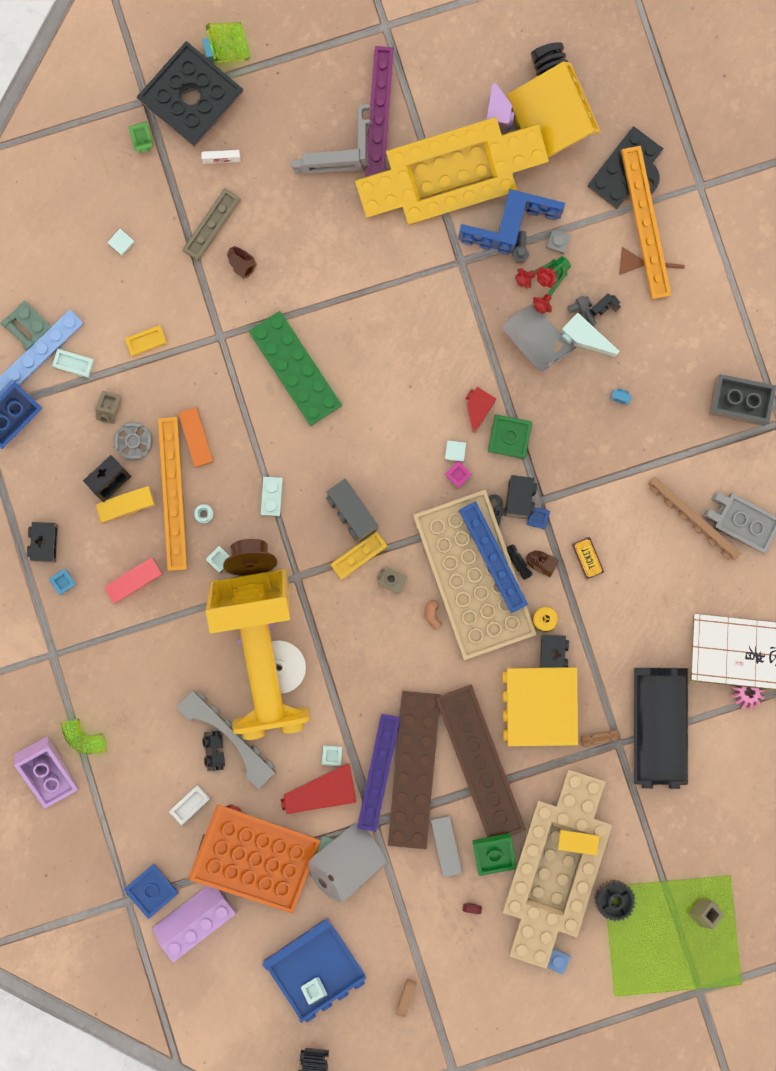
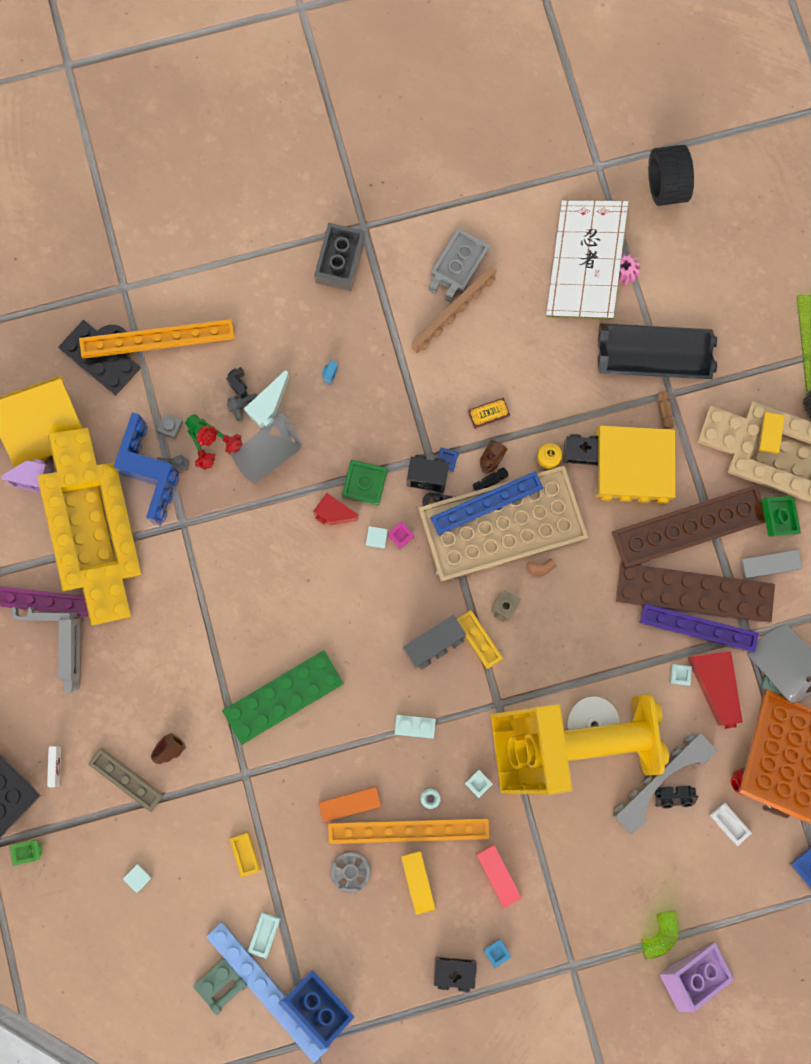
camera: 90 degrees left, 5 degrees down
(107, 407) = (313, 898): dark tan bracket -> none
(107, 478) = (390, 901): black brick -> none
(249, 557) = (479, 751): reddish brown piece -> none
(630, 262) = (195, 357): dark orange piece -> none

